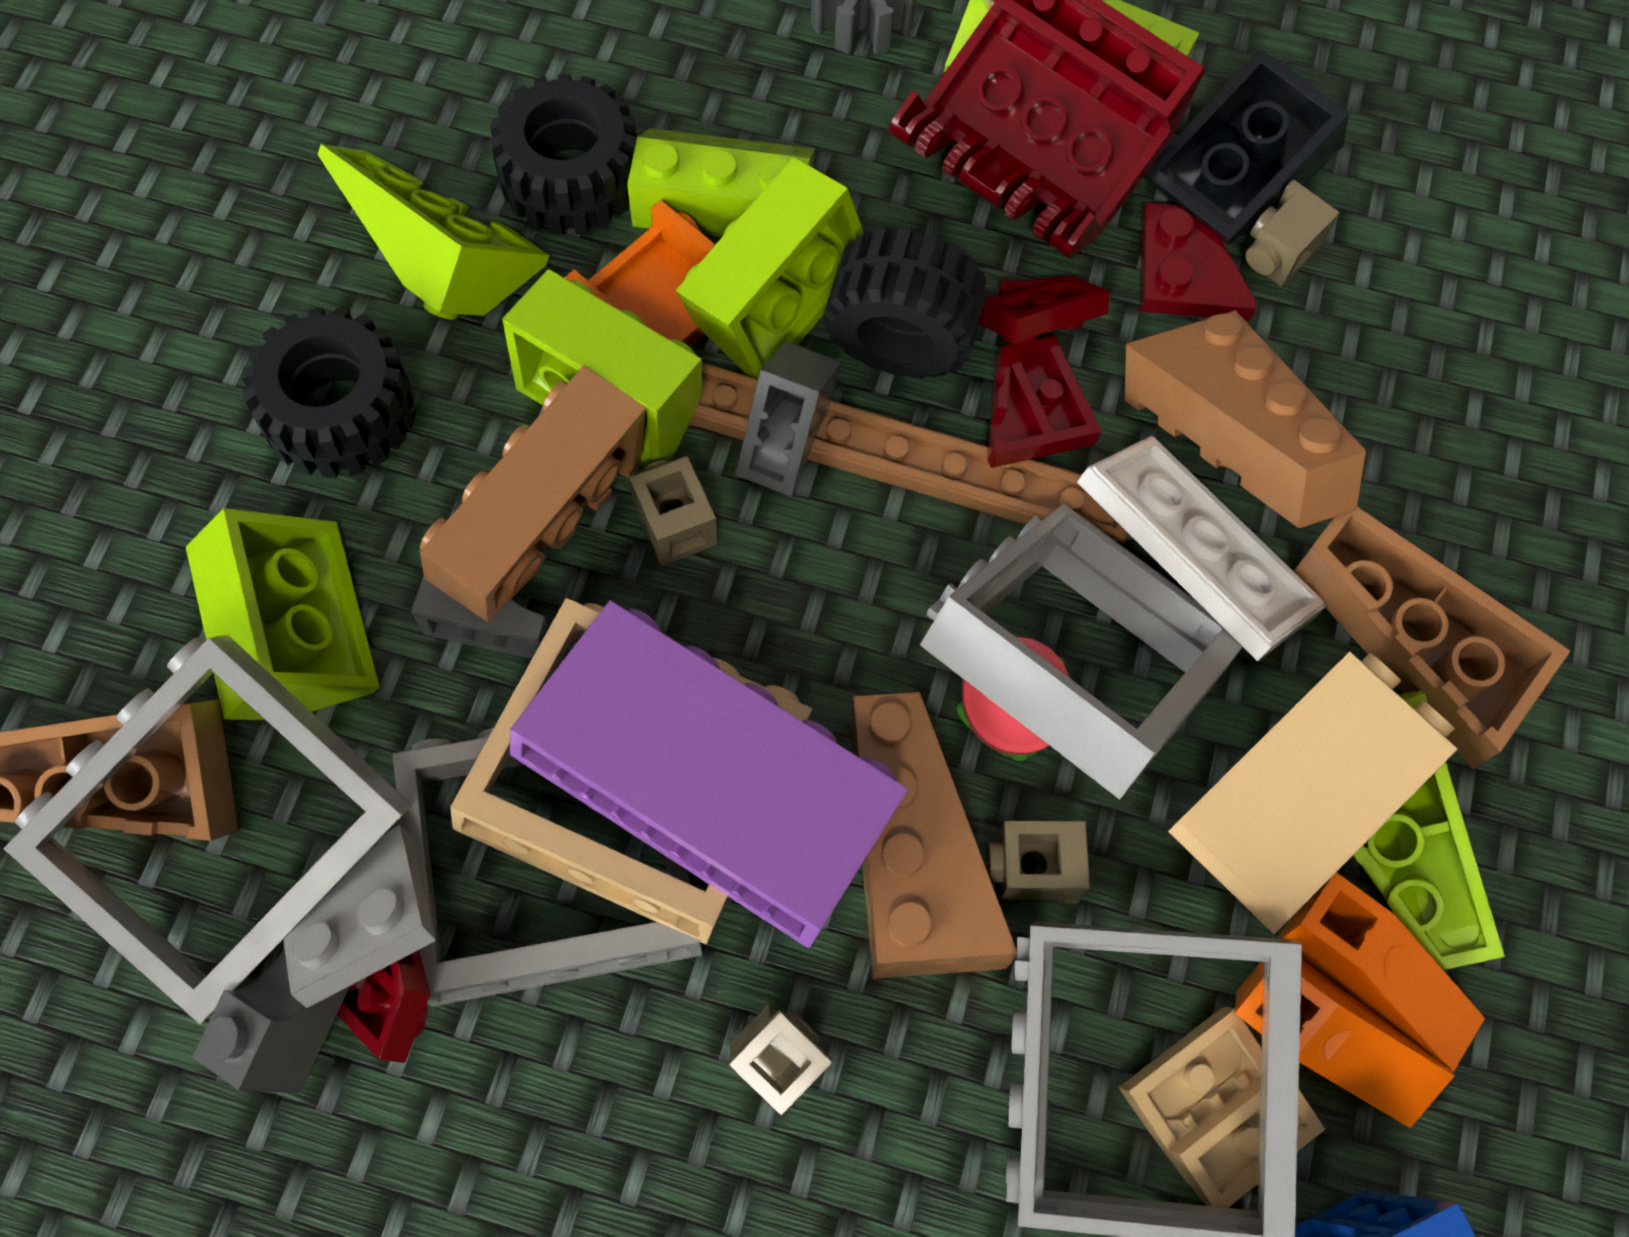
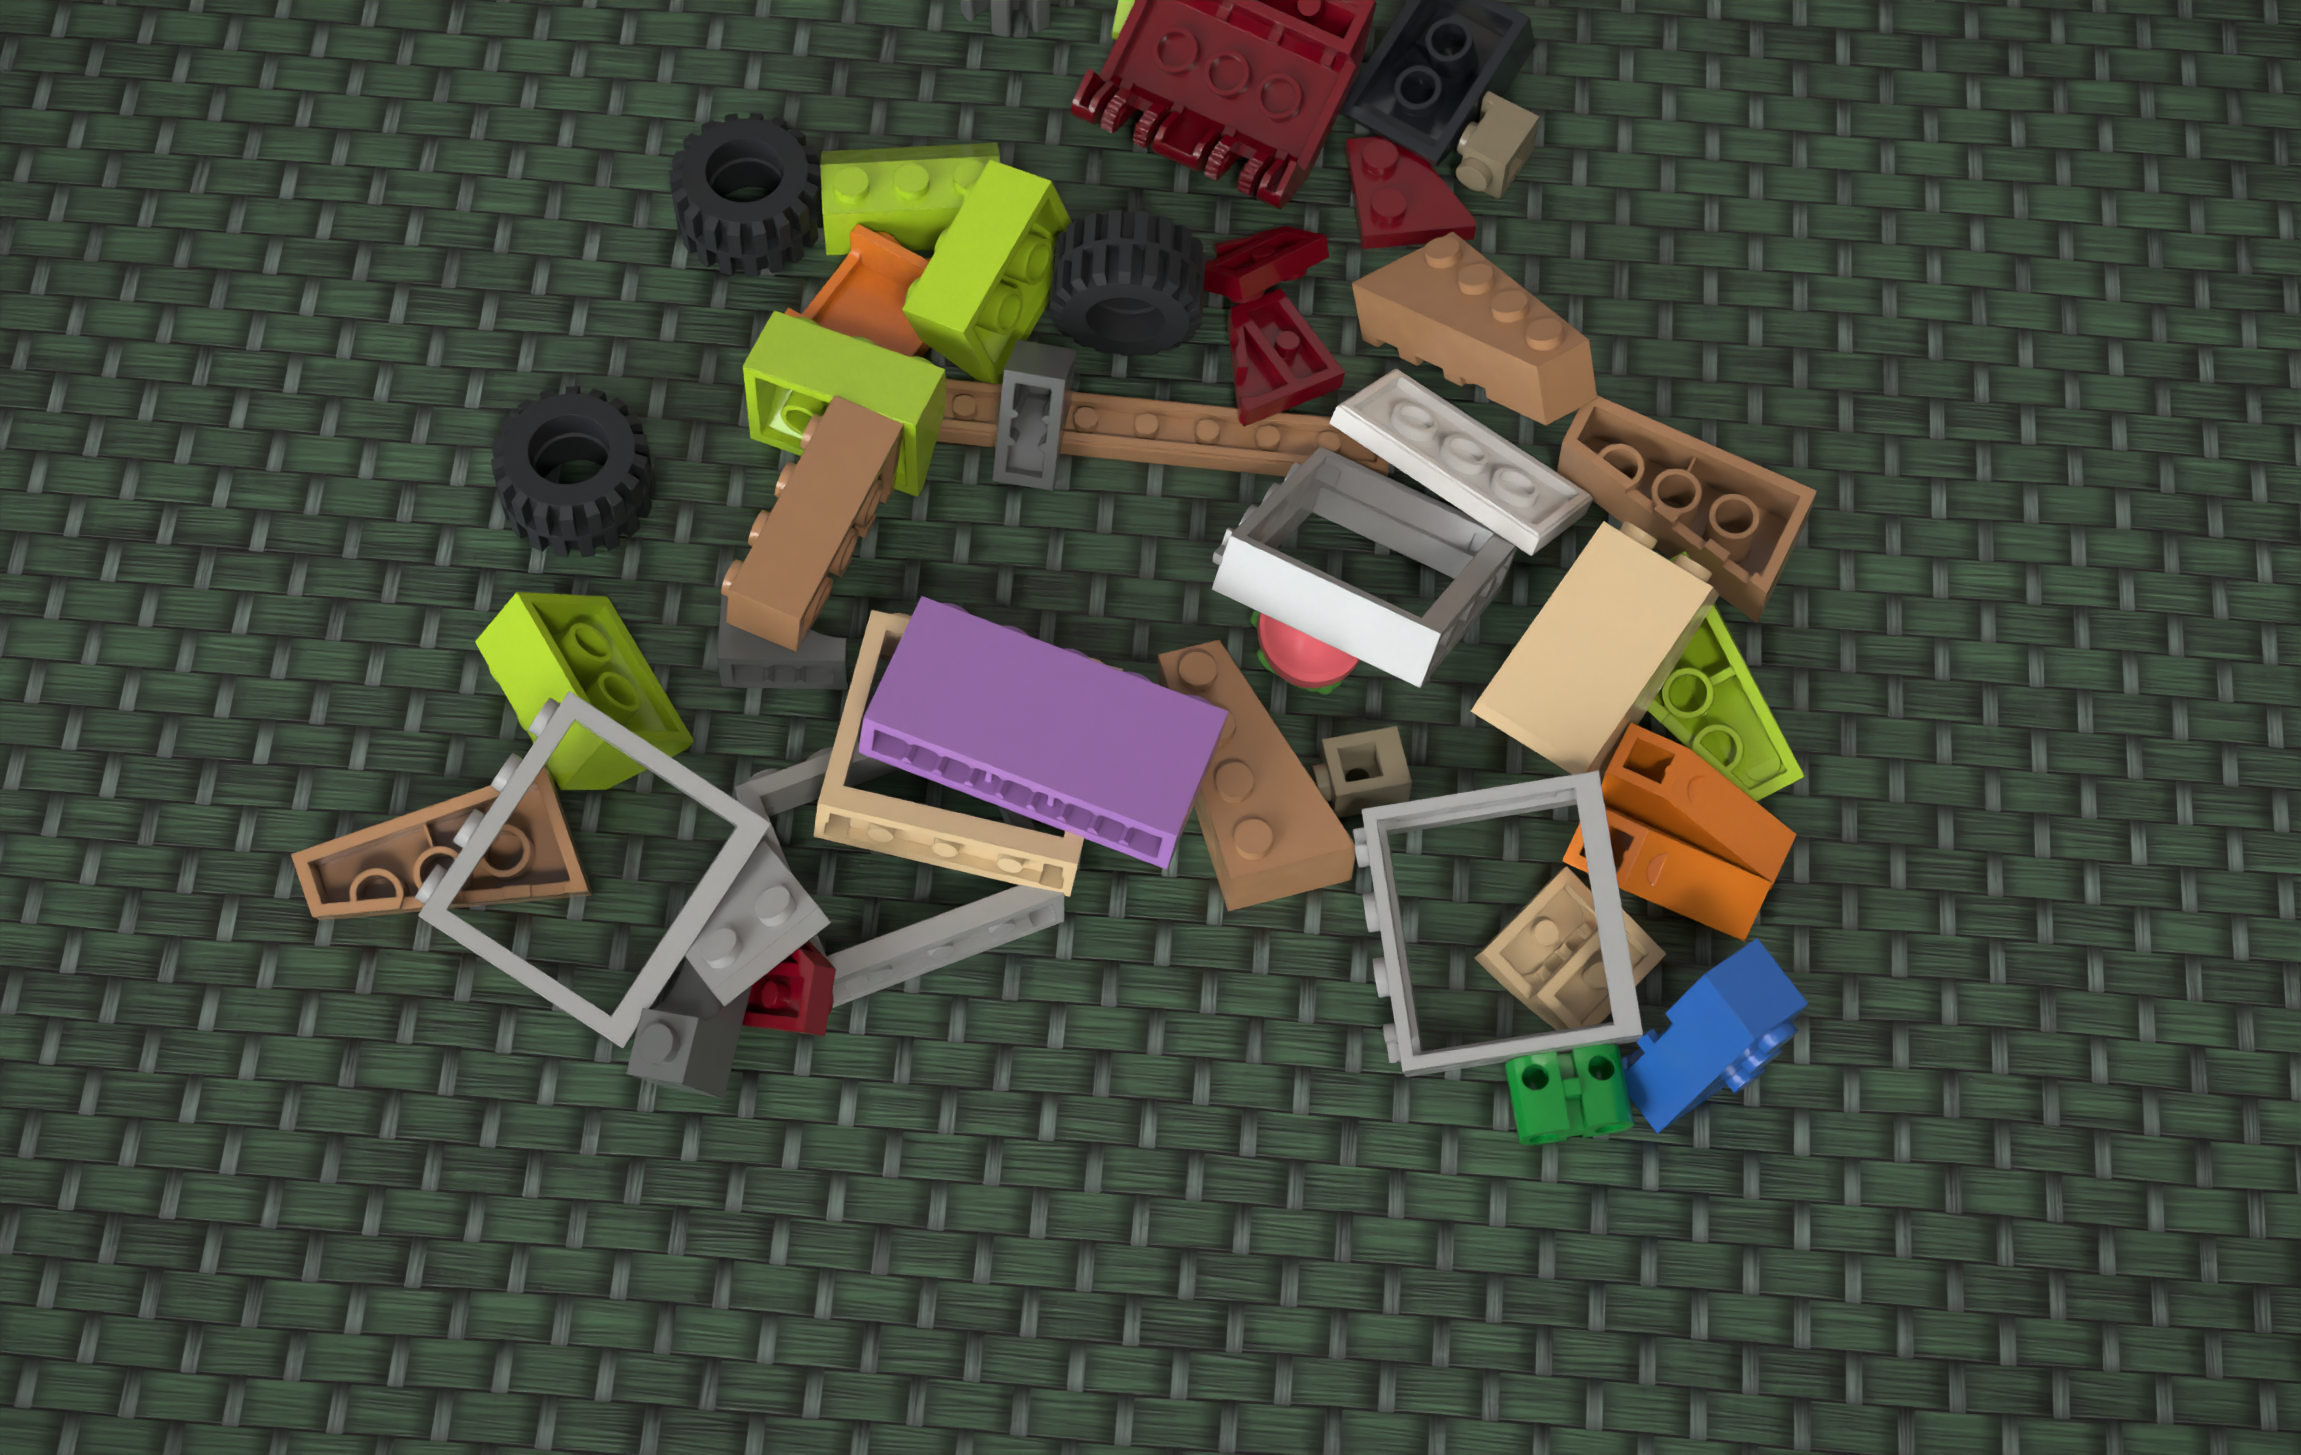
camera: 10 degrees left, 5 degrees down
(429, 240) = (639, 315): lime wedge -> none
(691, 523) = (942, 522): dark tan brick -> none
(778, 1056) = (1159, 974): brick -> none

